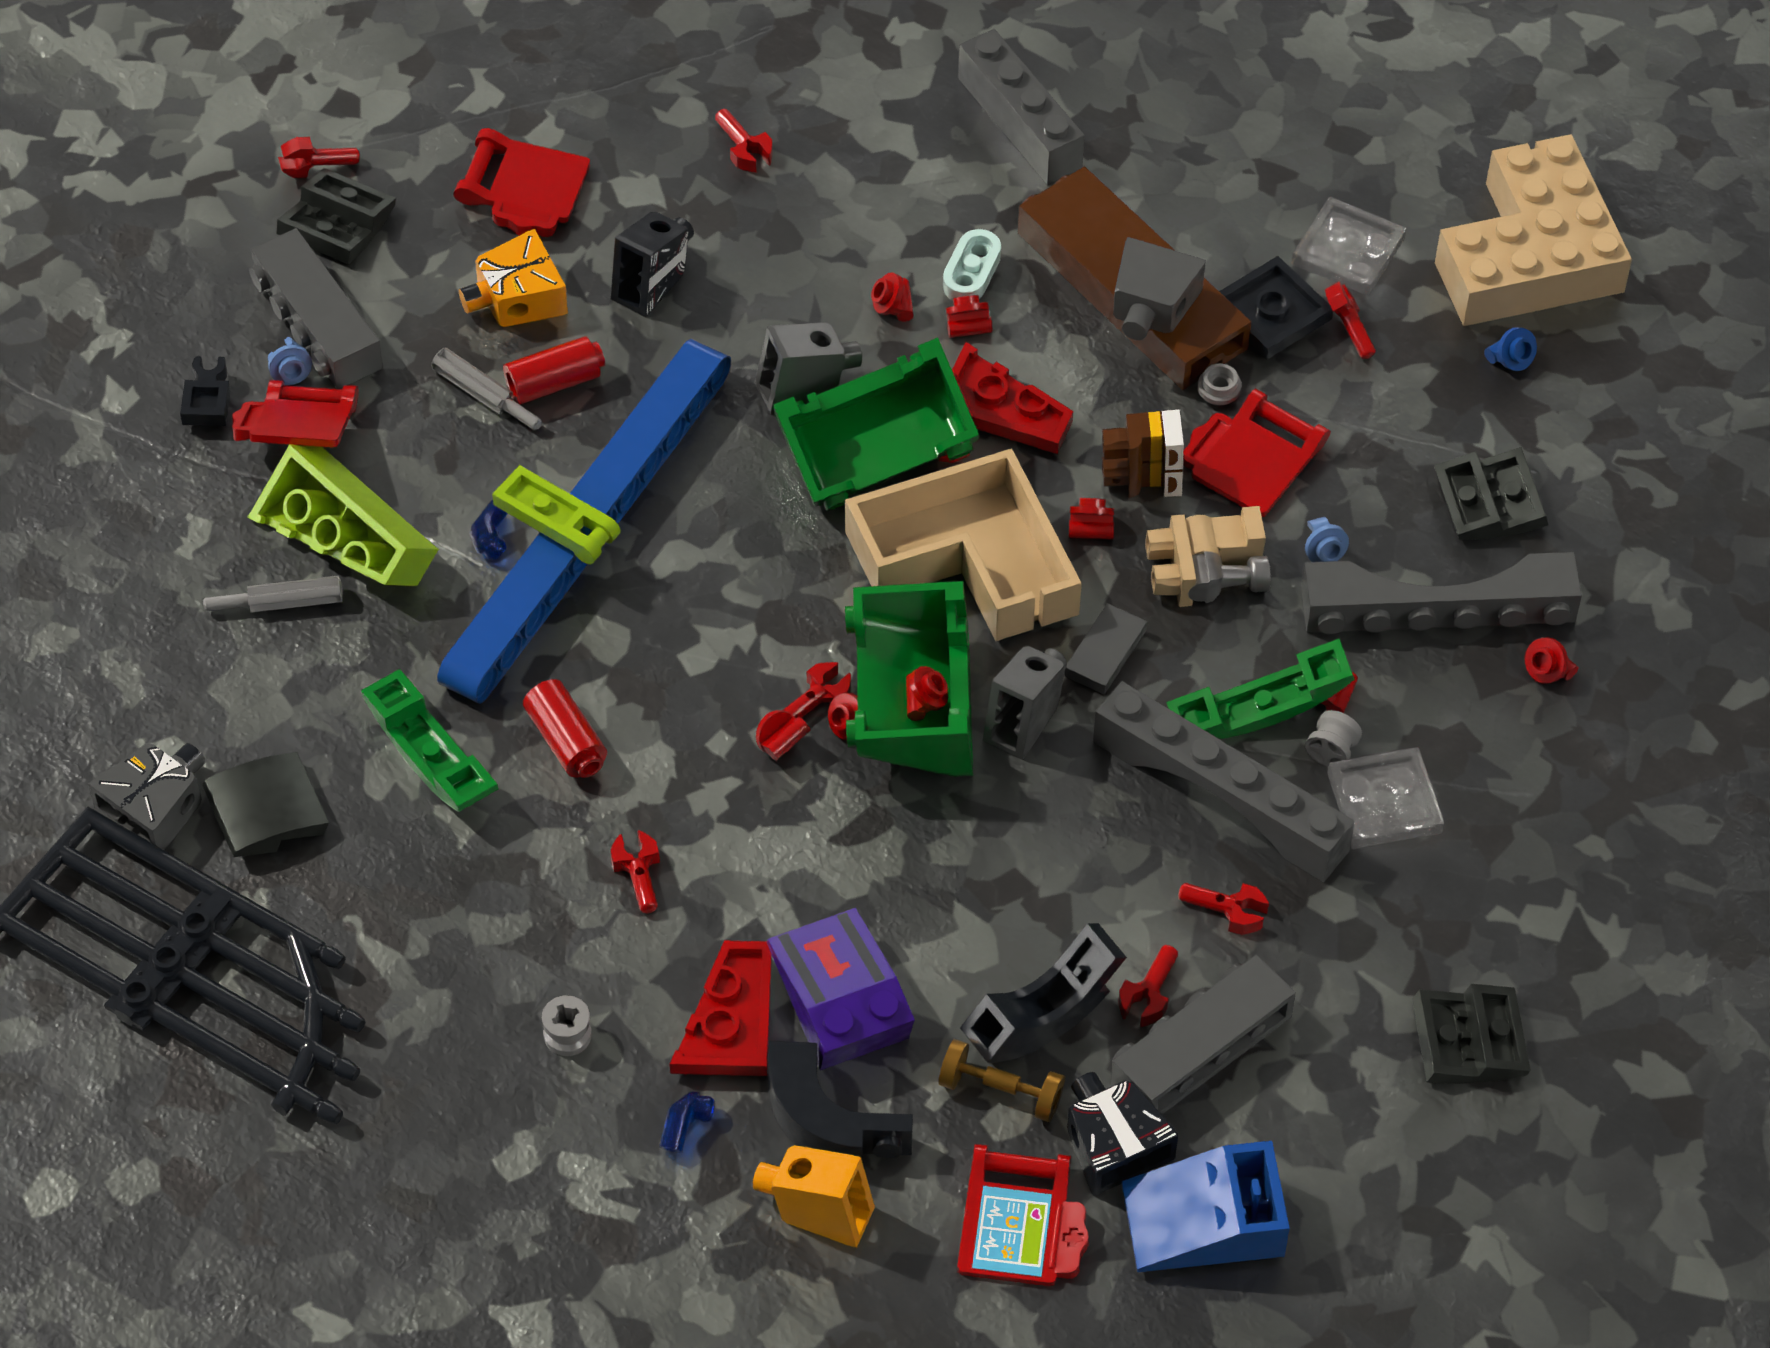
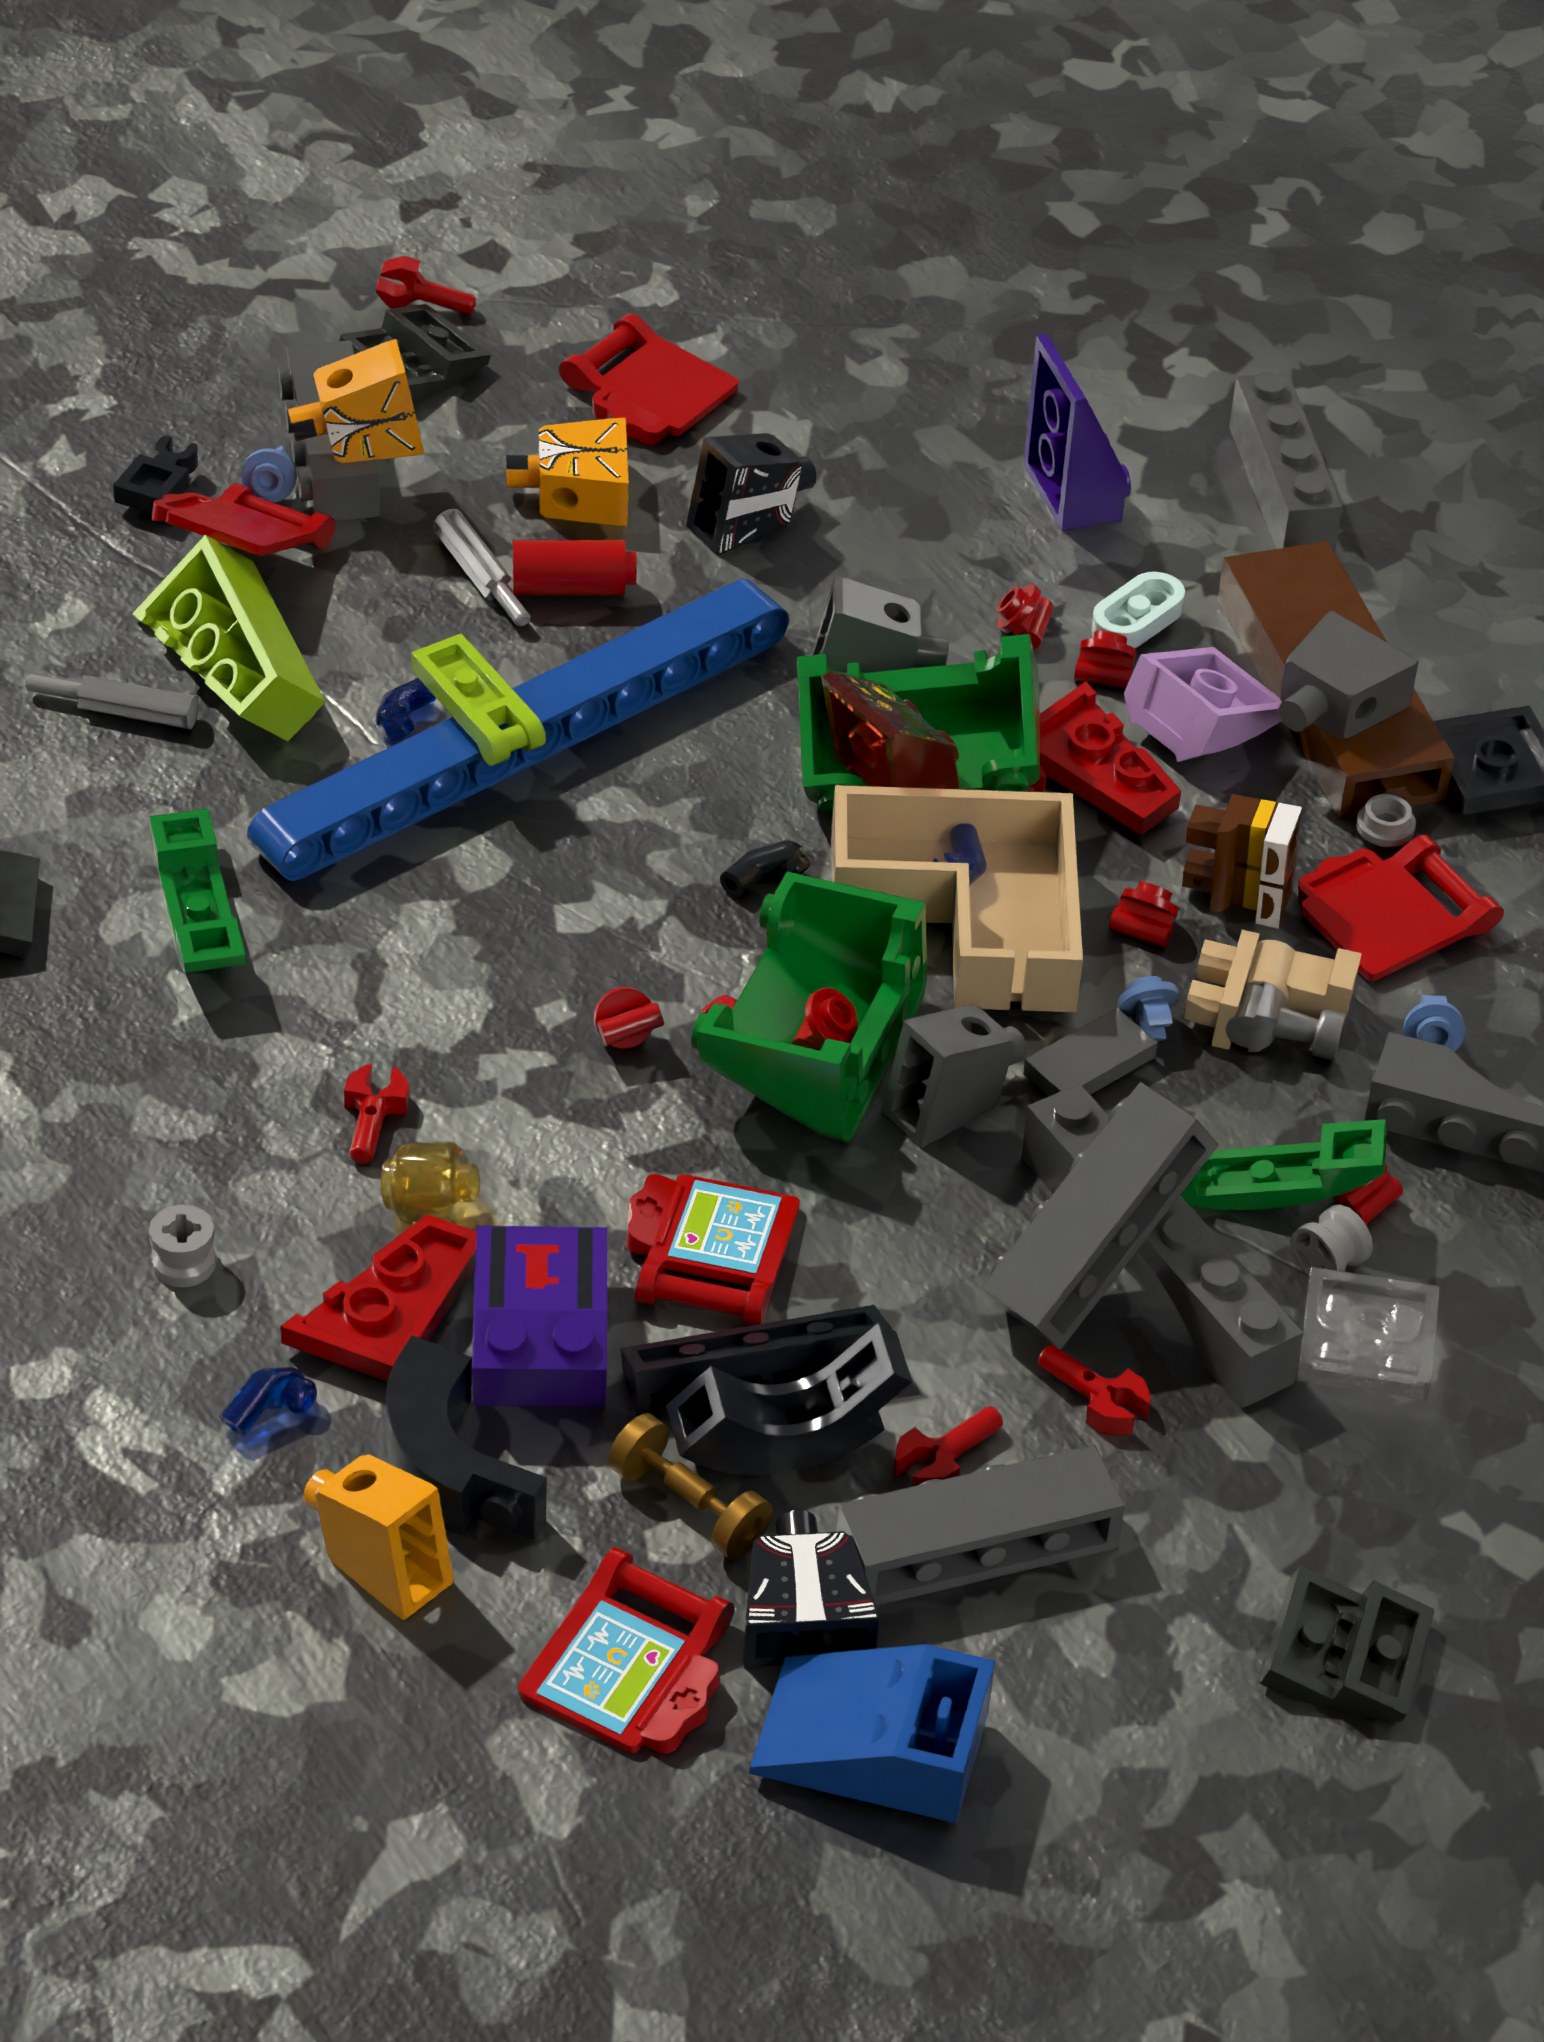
camera: 20 degrees right, 10 degrees down
(351, 294) = (362, 407): none -> light orange torso
(565, 728) = (368, 931): red brick -> none
(712, 915) = (429, 1181): none -> clear yellow head
(756, 144) = (933, 416): red bar -> none
(808, 569) = (759, 862): none -> black arm
(818, 693) = (713, 980): red bar -> none
(861, 447) = (886, 737): none -> clear red slope
(868, 148) = (1068, 449): none -> dark purple slope
(916, 880) = (710, 1233): none -> red piece
(953, 517) = (967, 849): none -> clear blue arm
(993, 963) = (744, 1351): none -> black hinge
(1053, 332) = (1198, 701): none -> lavender slope
(1130, 594) = (1150, 1003): none -> medium blue plate
(1186, 782) = (1099, 1215): none -> dark grey brick

